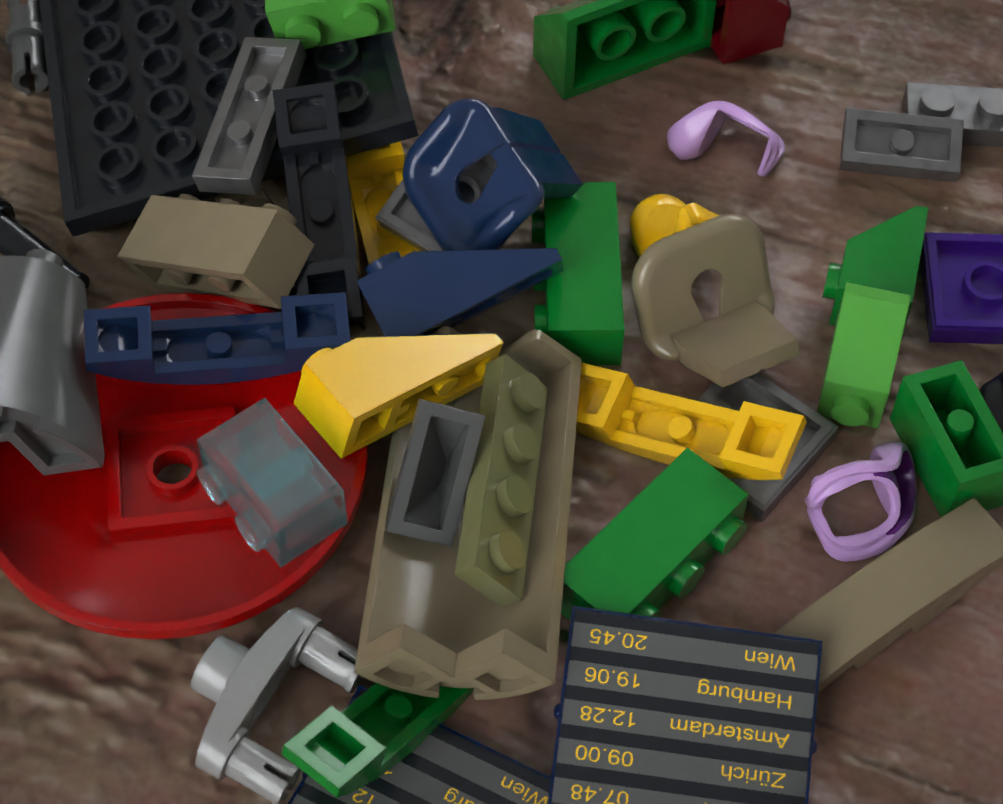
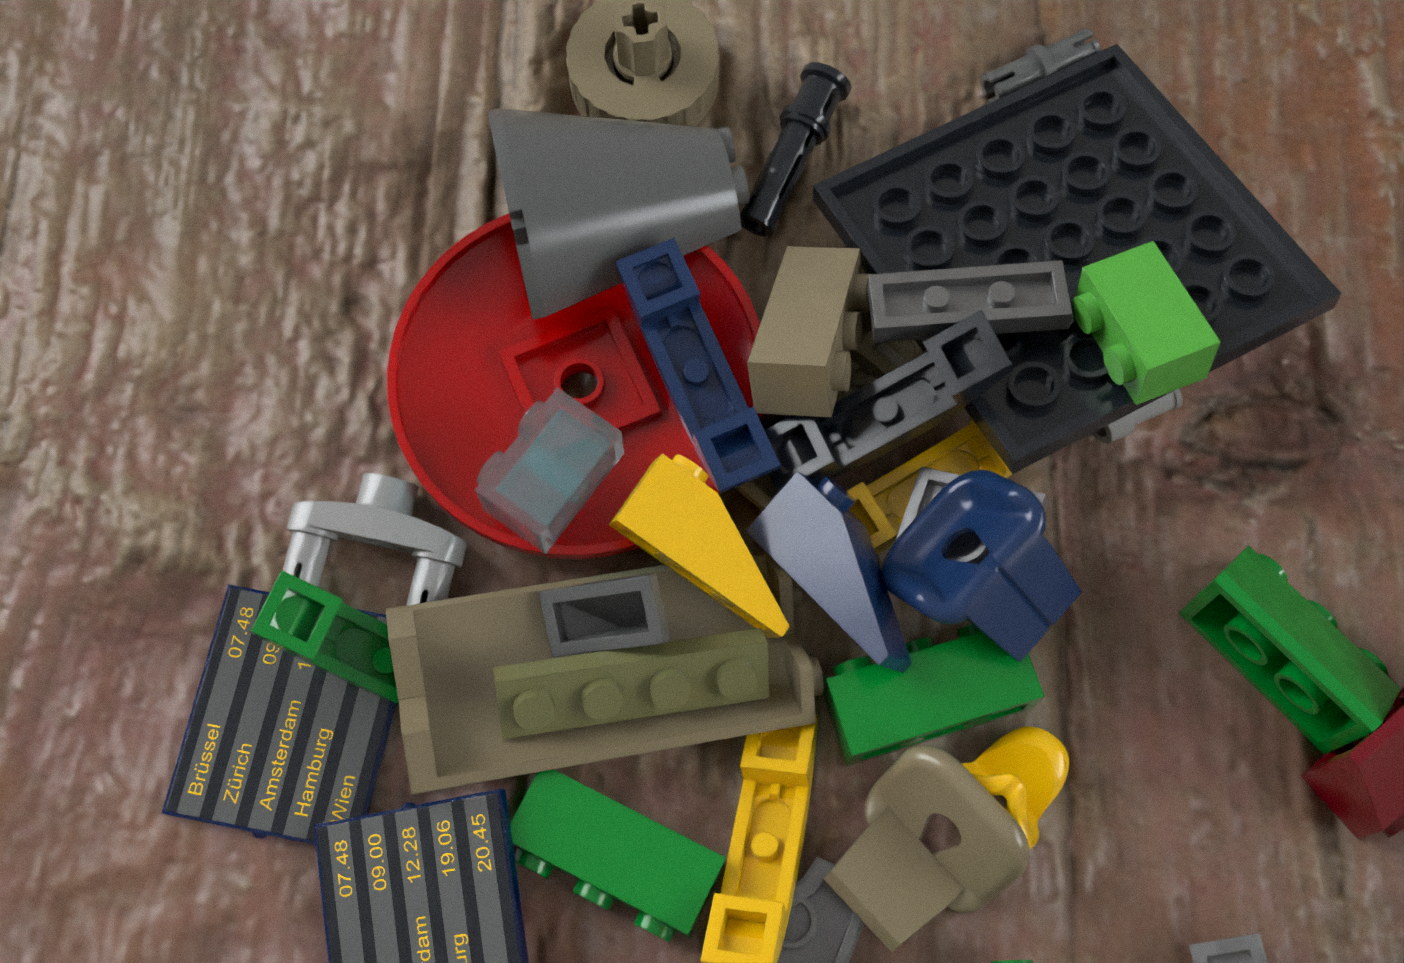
camera: 75 degrees right, 15 degrees up
(697, 130) = (1169, 766): lavender piece -> none

